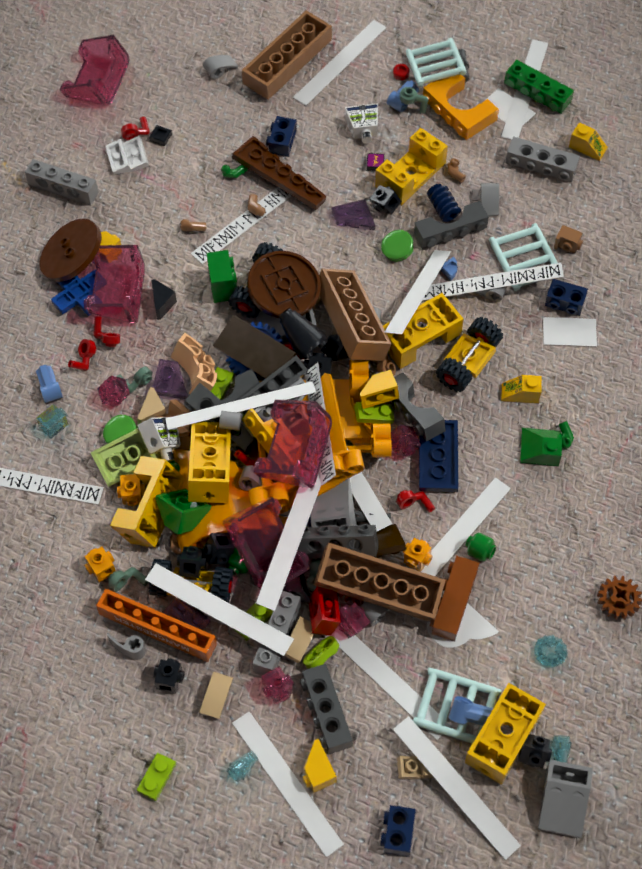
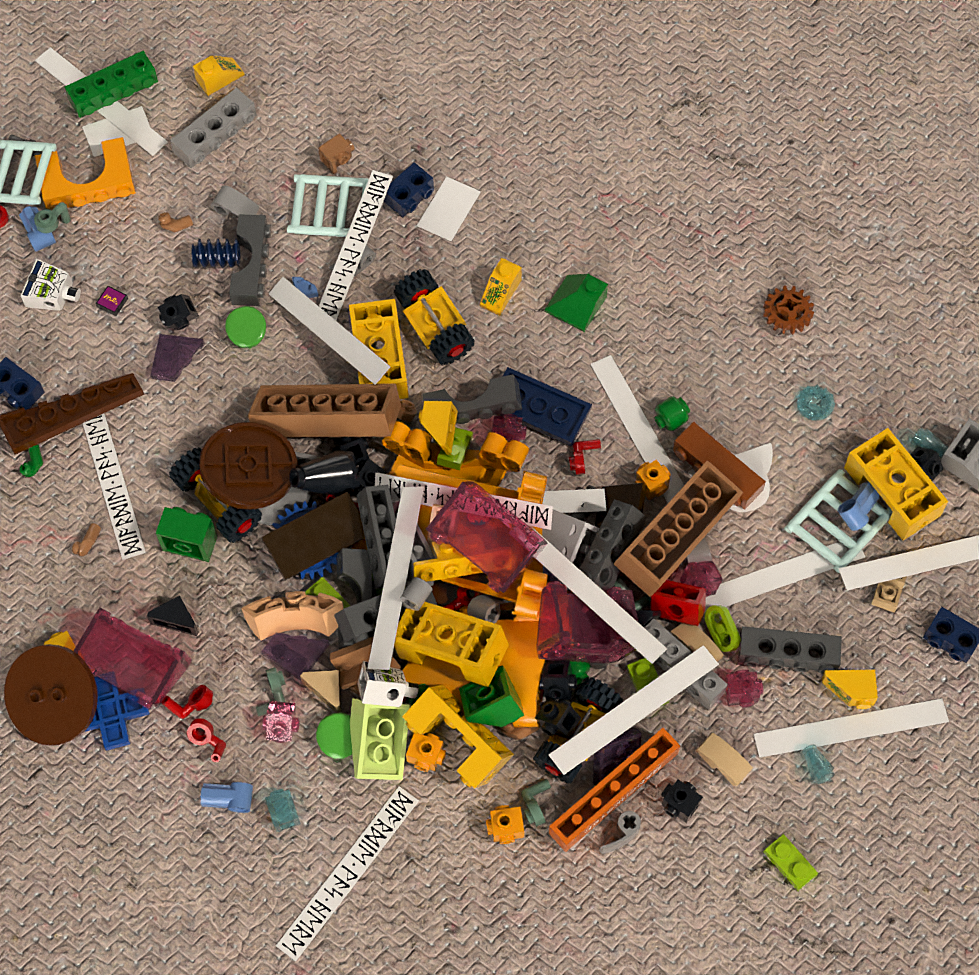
camera: 65 degrees left, 5 degrees up
(254, 207) = (100, 459): medium nougat arm -> none
(424, 158) = (141, 247): yellow plate -> none
(567, 436) = (572, 268): green arm -> none

